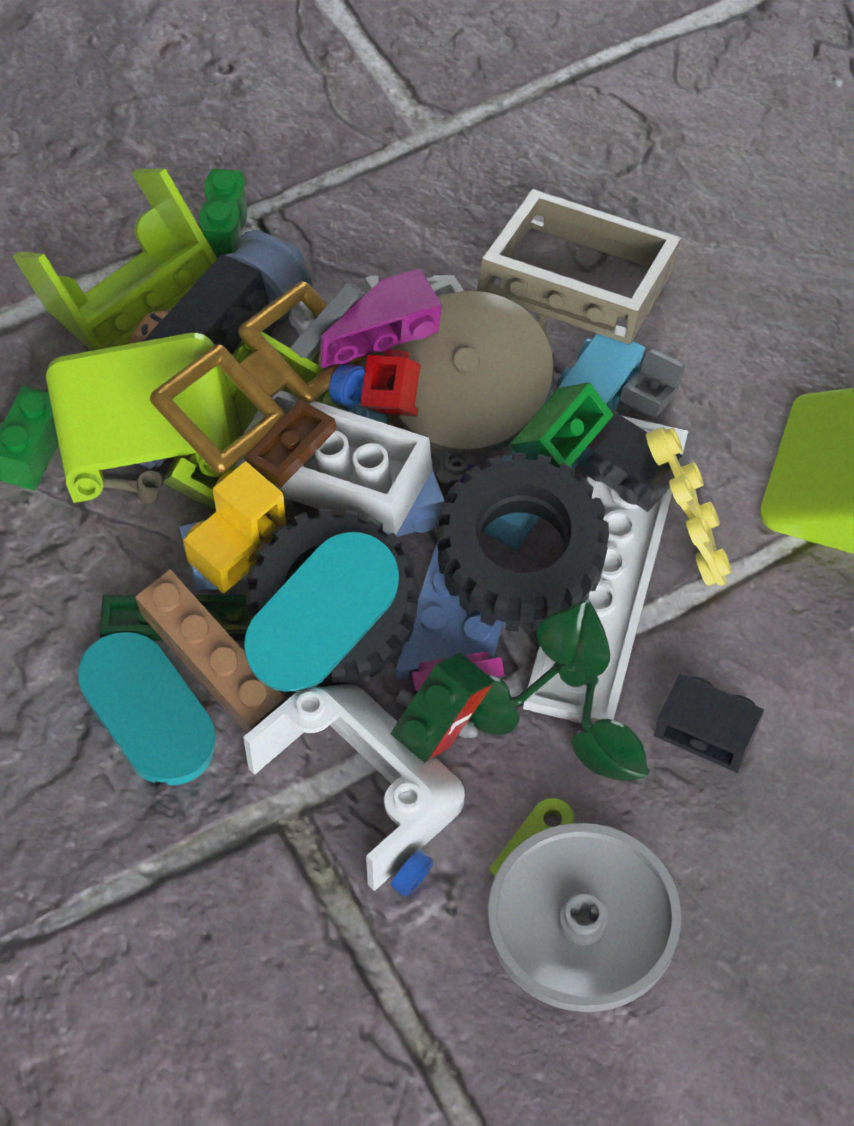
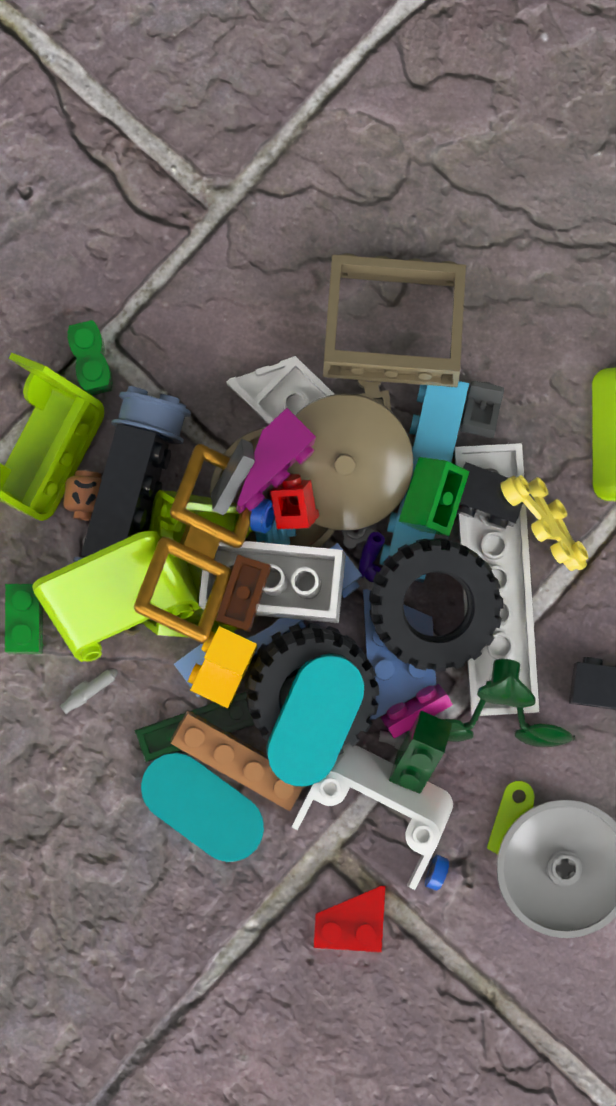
camera: 20 degrees left, 25 degrees up
(67, 539) = (86, 690): none -> light grey piece
(278, 905) = (352, 924): none -> red wing

